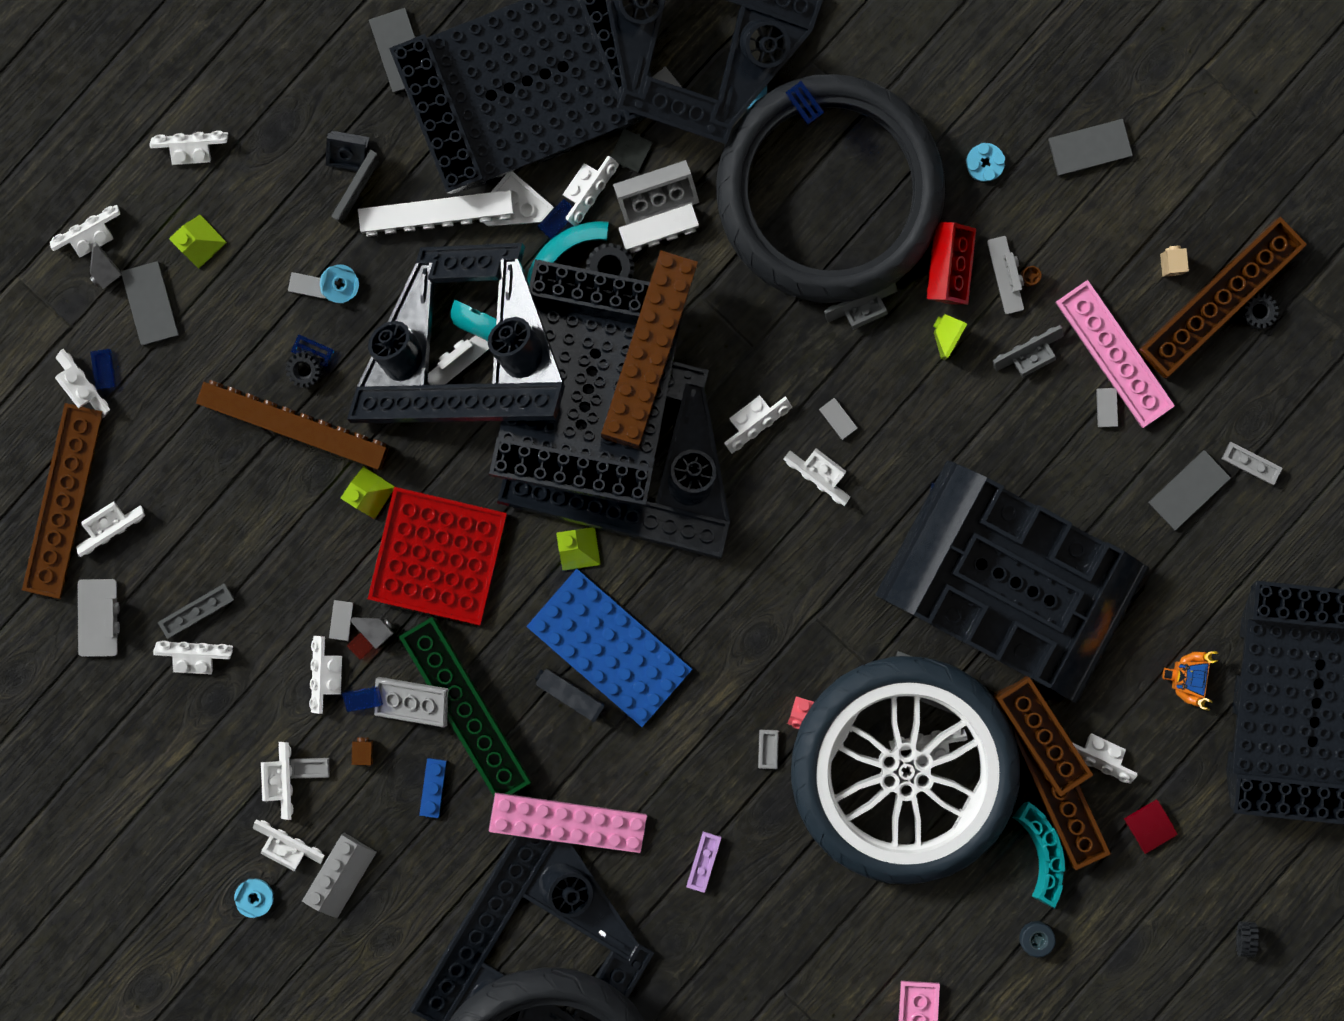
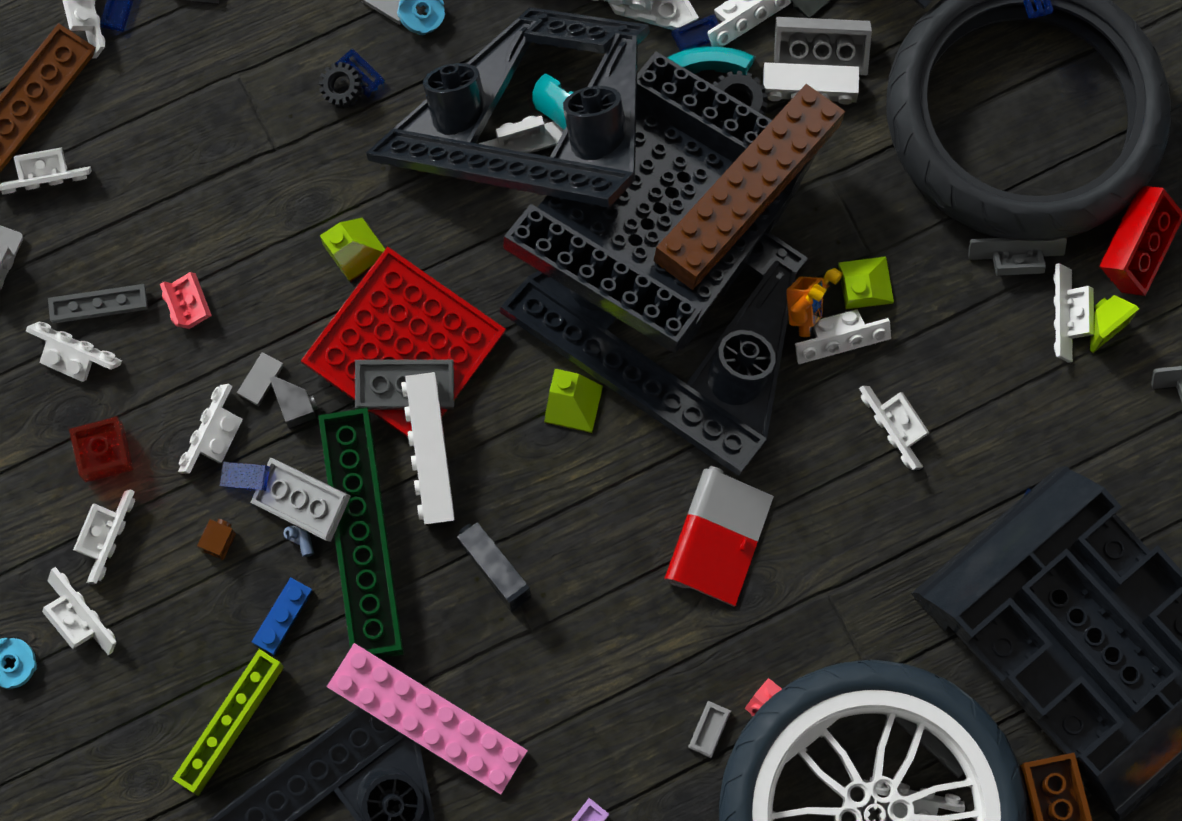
camera: 20 degrees right, 15 degrees down
(249, 721) = (101, 449): none -> clear red brick
(260, 584) = (185, 301): none -> coral bracket
(291, 425) = (302, 138): reddish brown brick -> none
(310, 768) = (147, 535): light grey tile -> none
(339, 876) = (122, 676): light grey slope -> none
(360, 646) = (269, 416): clear red tile -> none
(427, 729) = (301, 538): none -> sand blue arm
(429, 880) = (228, 722): none -> lime brick
(450, 586) = (380, 385): none -> dark grey tile
(489, 628) = (429, 446): none -> white brick
(609, 647) = (563, 533): blue plate -> none
(719, 405) = (806, 300): none -> orange torso
(722, 608) = (719, 536): none -> door
(758, 370) = (866, 283): none -> lime slope
(838, 418) = (941, 371): light grey tile -> none
(918, 337) = (1073, 312): none -> white bracket

